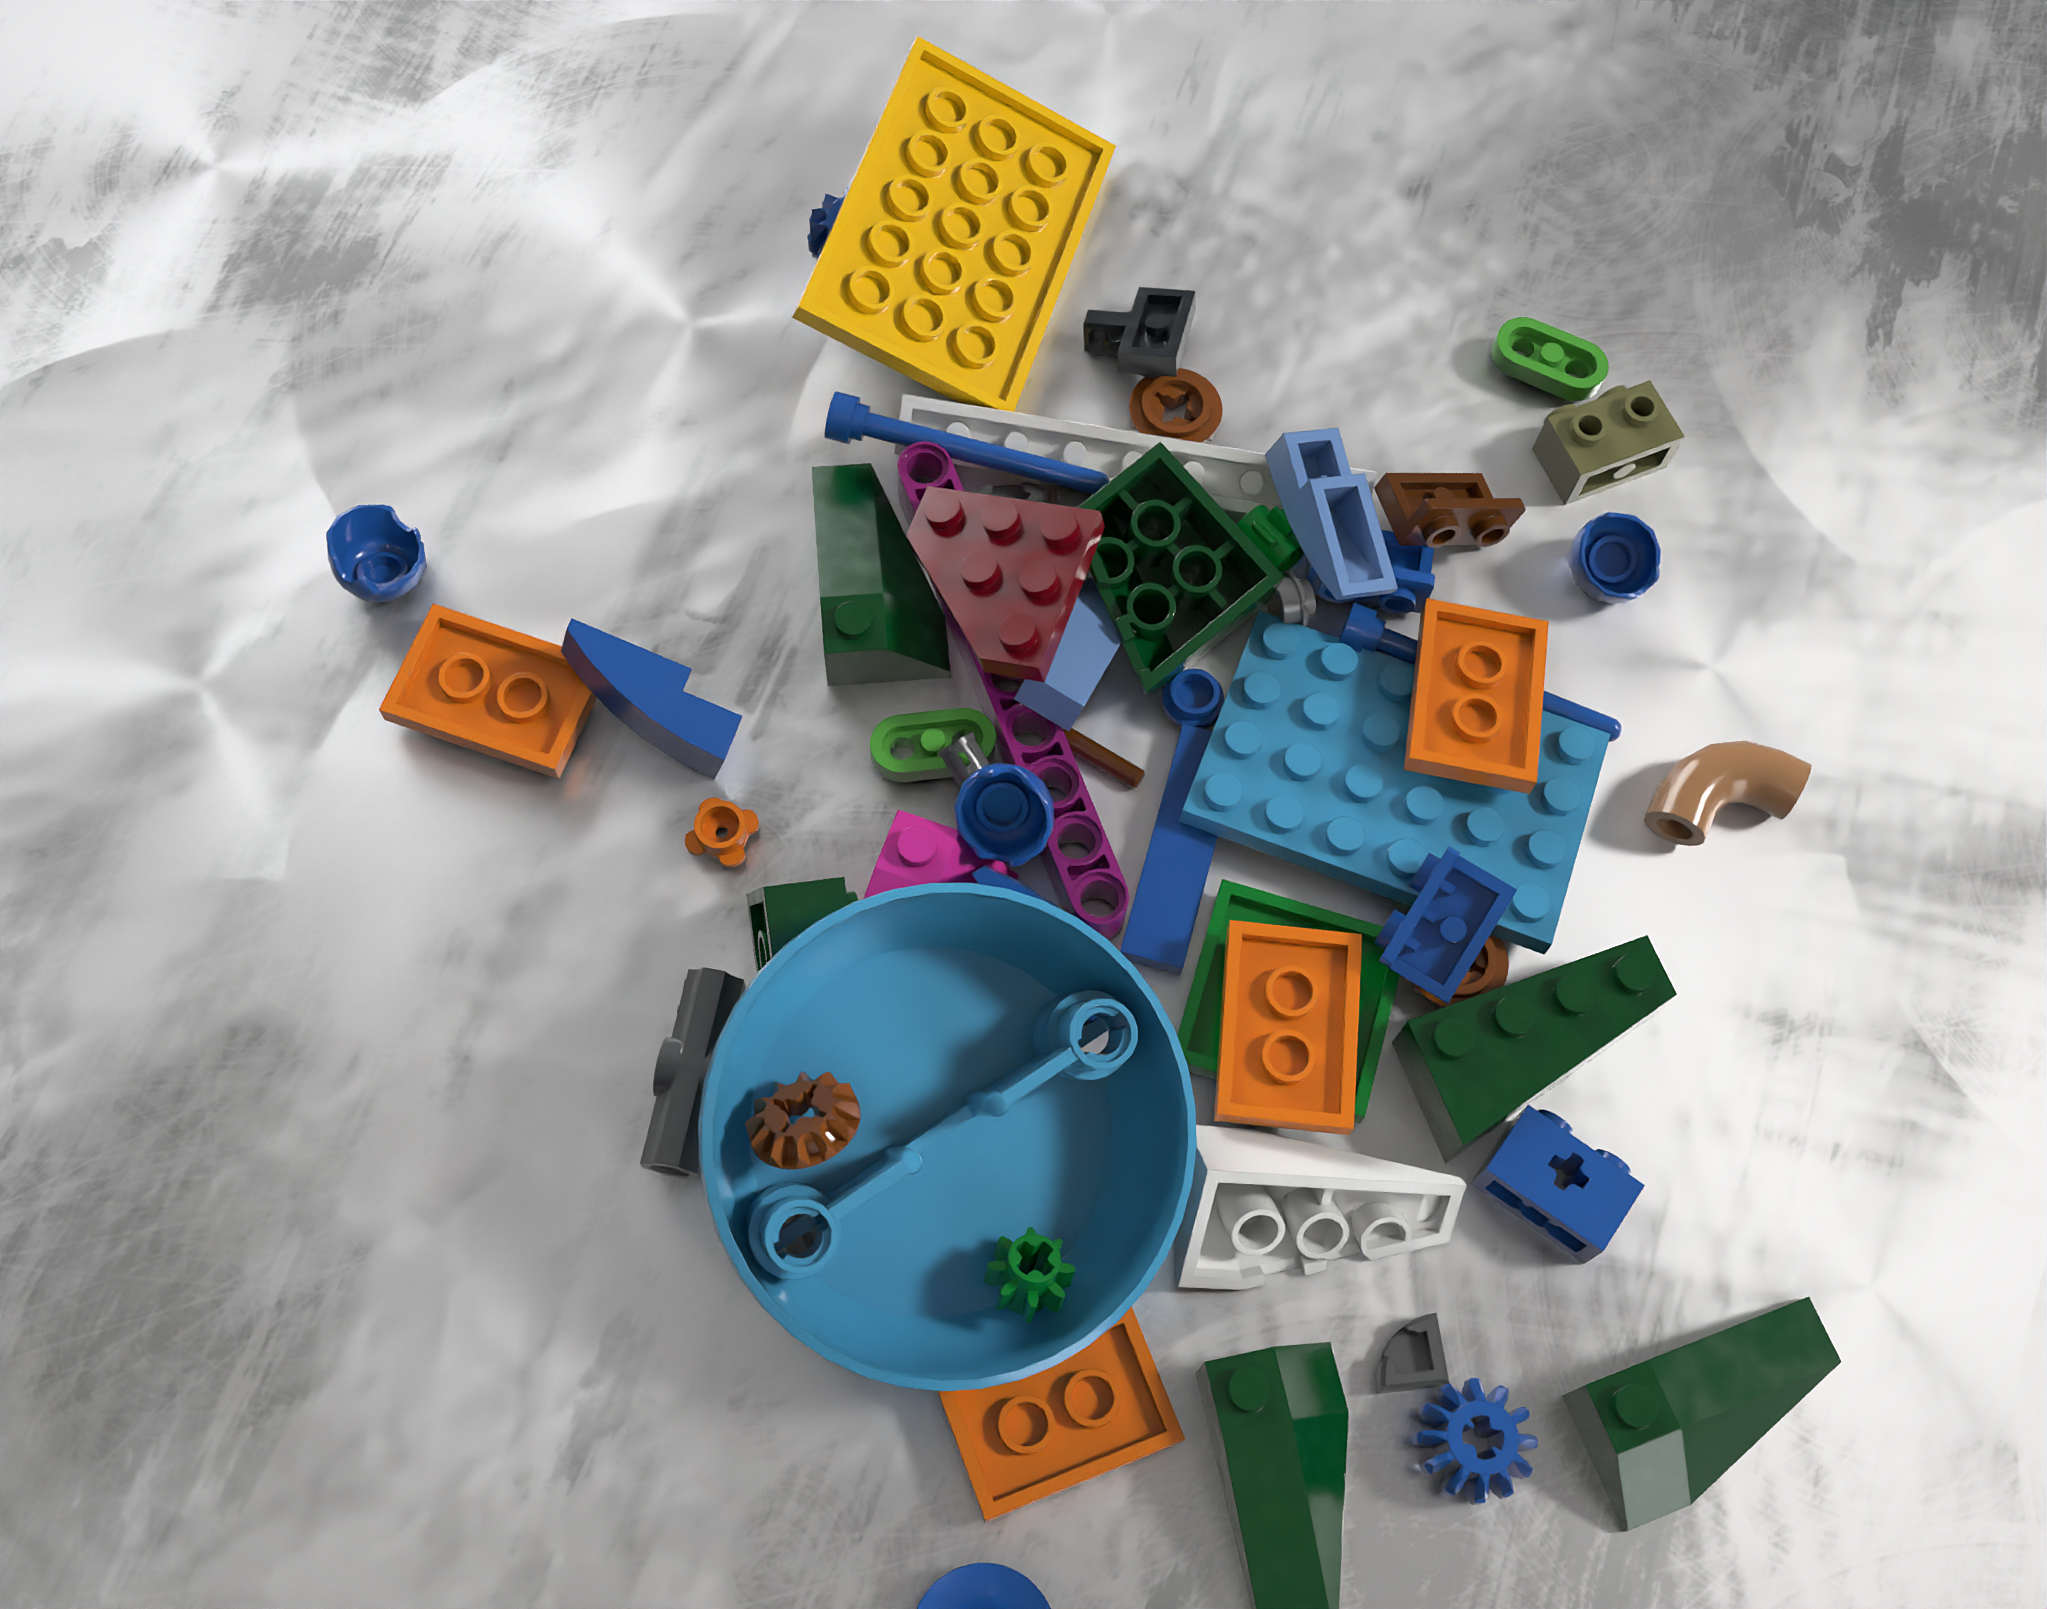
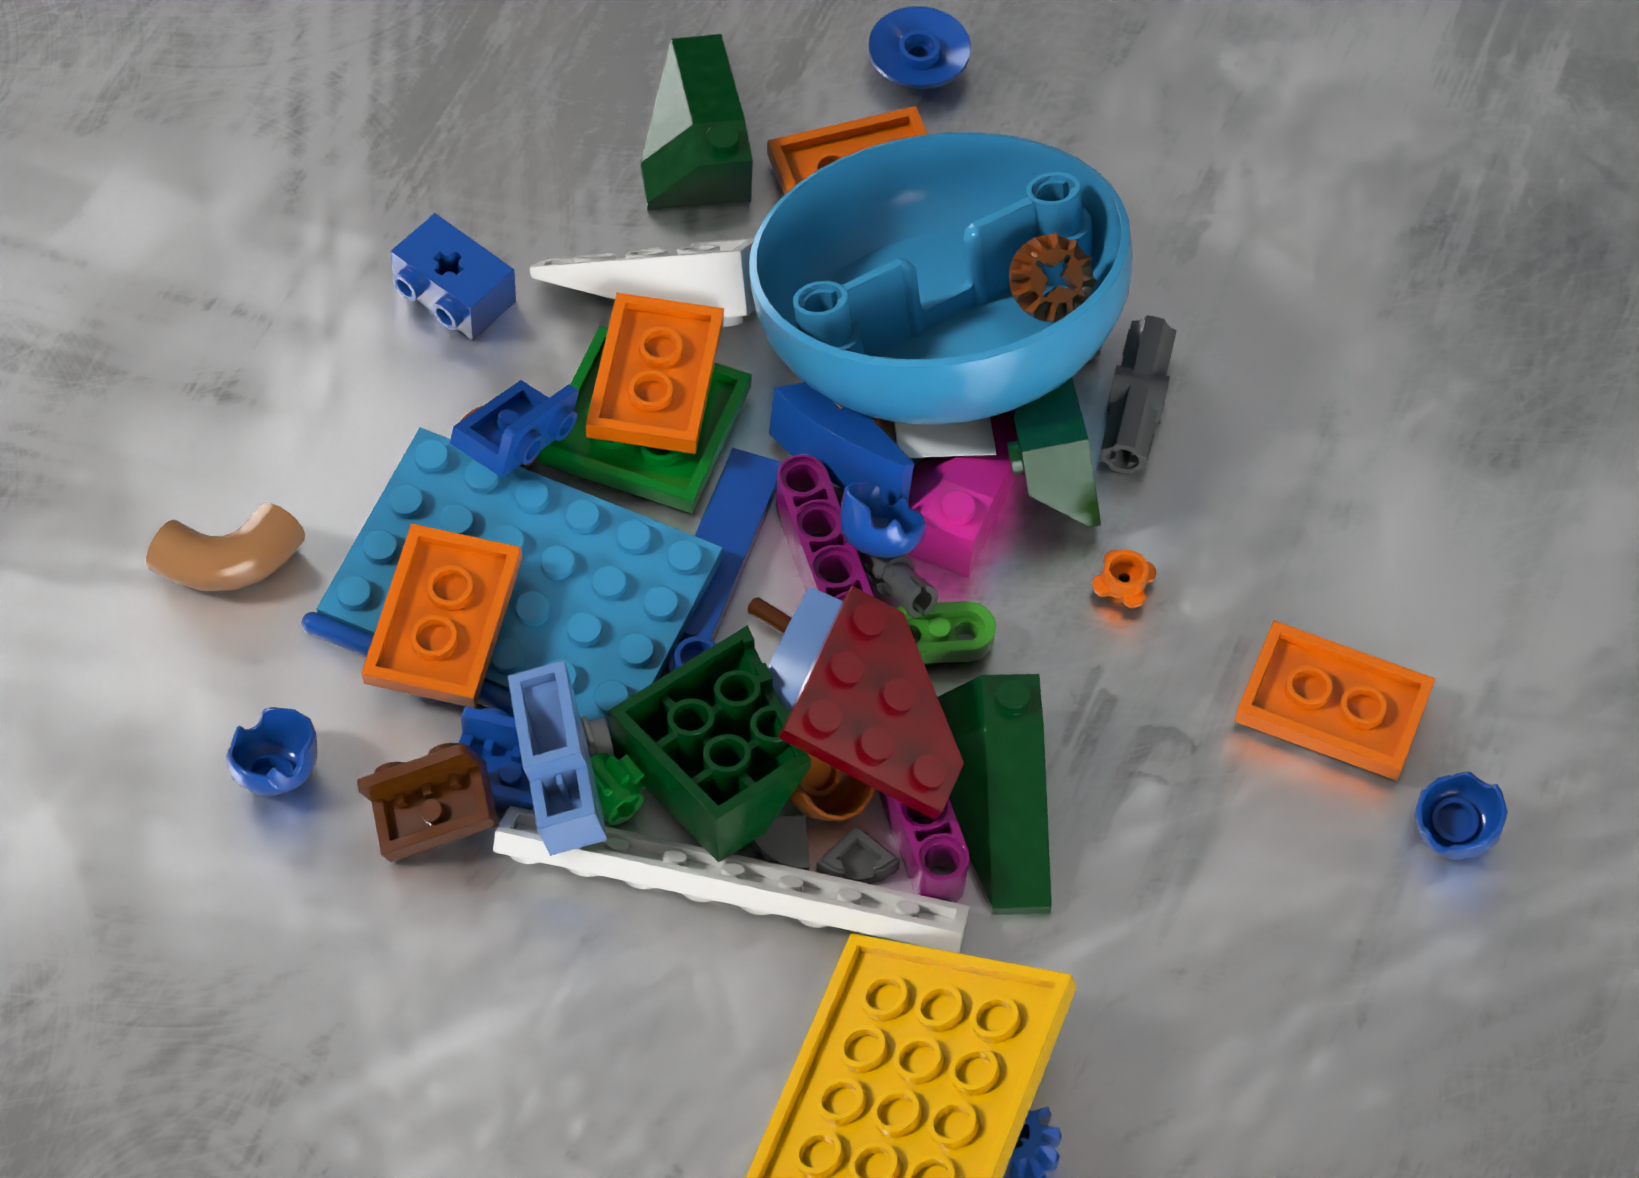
camera: 175 degrees left, 10 degrees down
(650, 698) = (1191, 662): blue slope -> none
(852, 420) = (1012, 917): blue piece -> none
(1029, 1274) = (881, 211): green gear -> none
(1146, 338) = (703, 1012): black hinge -> none
(1201, 414) = (681, 920): dark orange gear -> none
(1413, 1358) = (587, 190): dark grey tile -> none
(1489, 1420) = (552, 129): blue gear -> none
(1515, 1043) = (446, 368): dark green wedge -> none
(1549, 358) = (284, 977): bright green plate -> none
(1607, 441) = (246, 877): olive brick -> none
(1693, 1412) = (385, 147): dark green wedge -> none

